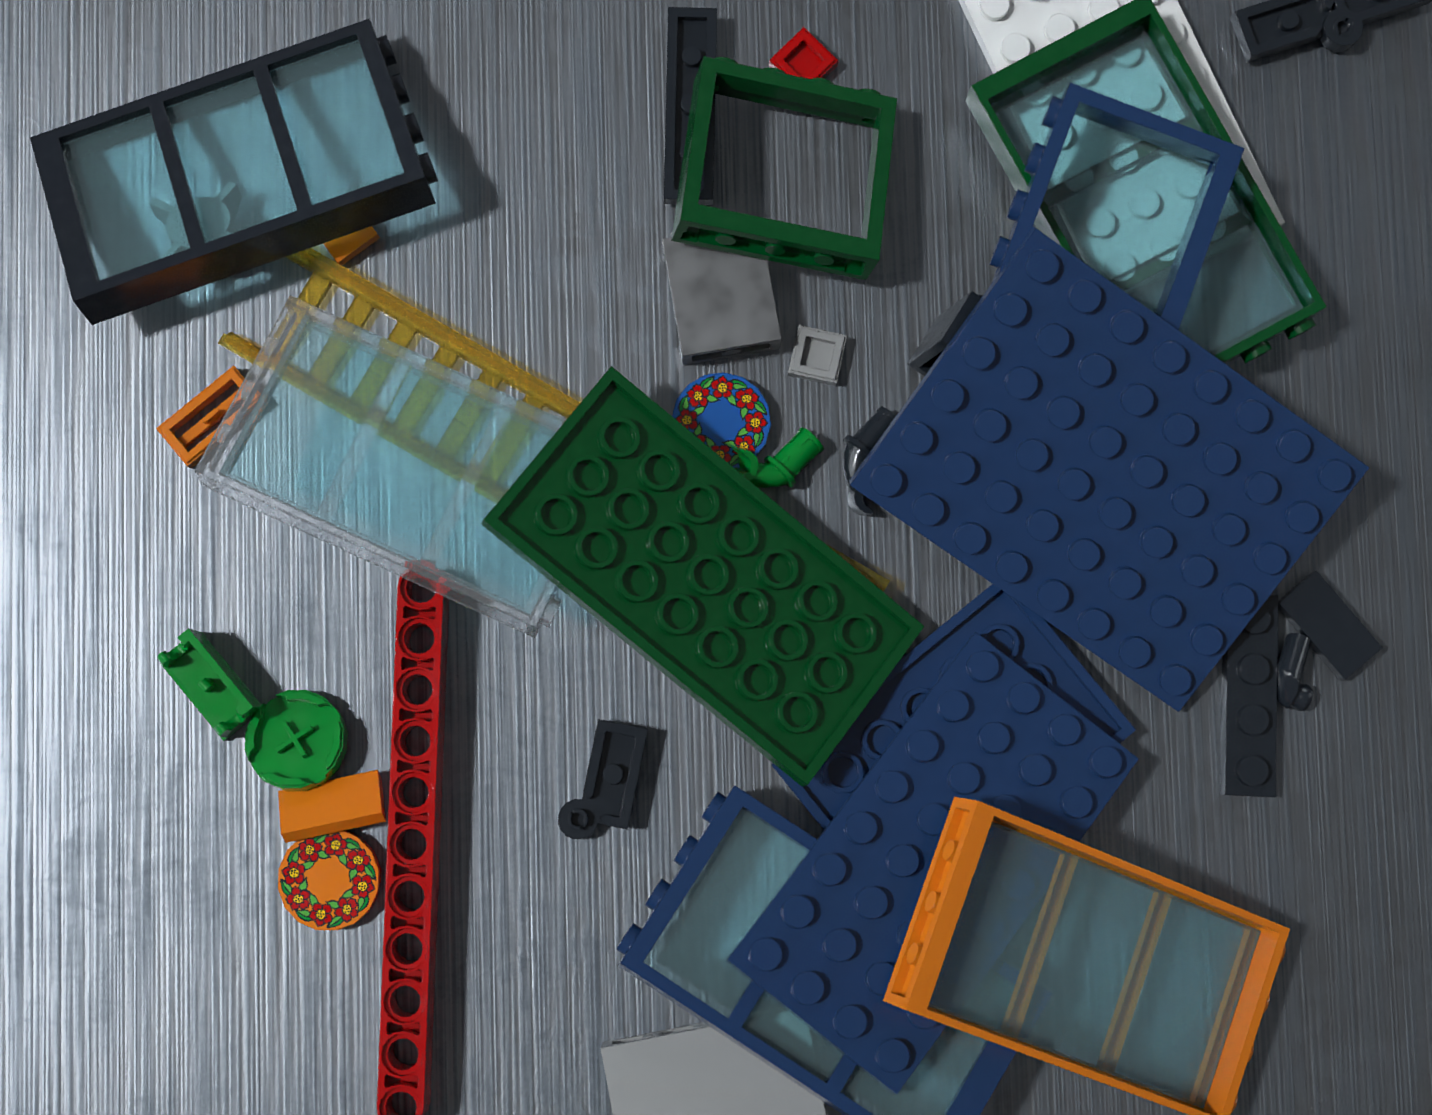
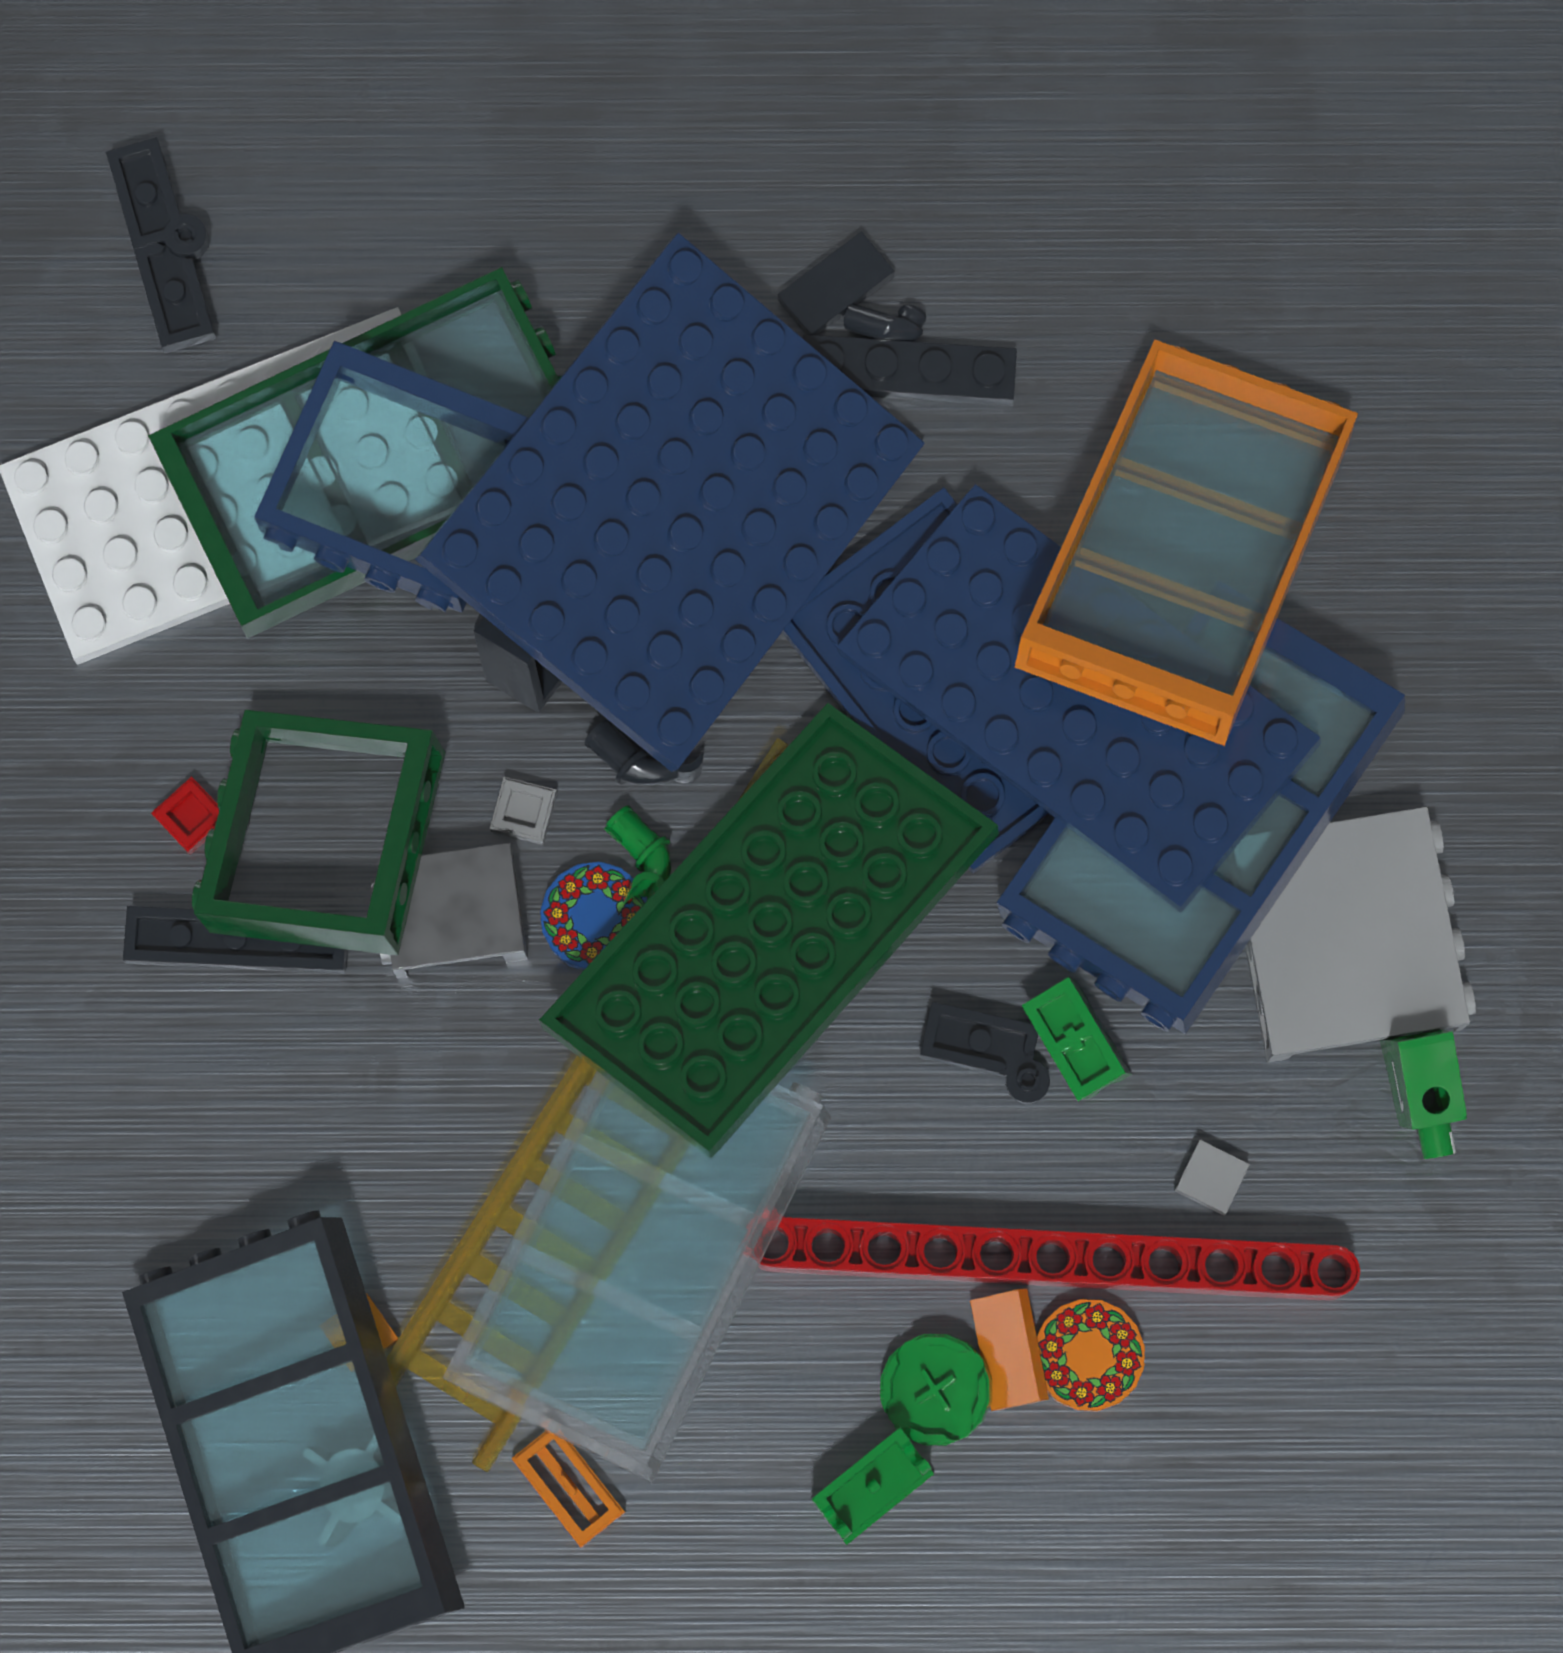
camera: 85 degrees left, 5 degrees down
(493, 991) = (1212, 1177): none -> light grey tile
(615, 864) = (1076, 1039): none -> green hinge

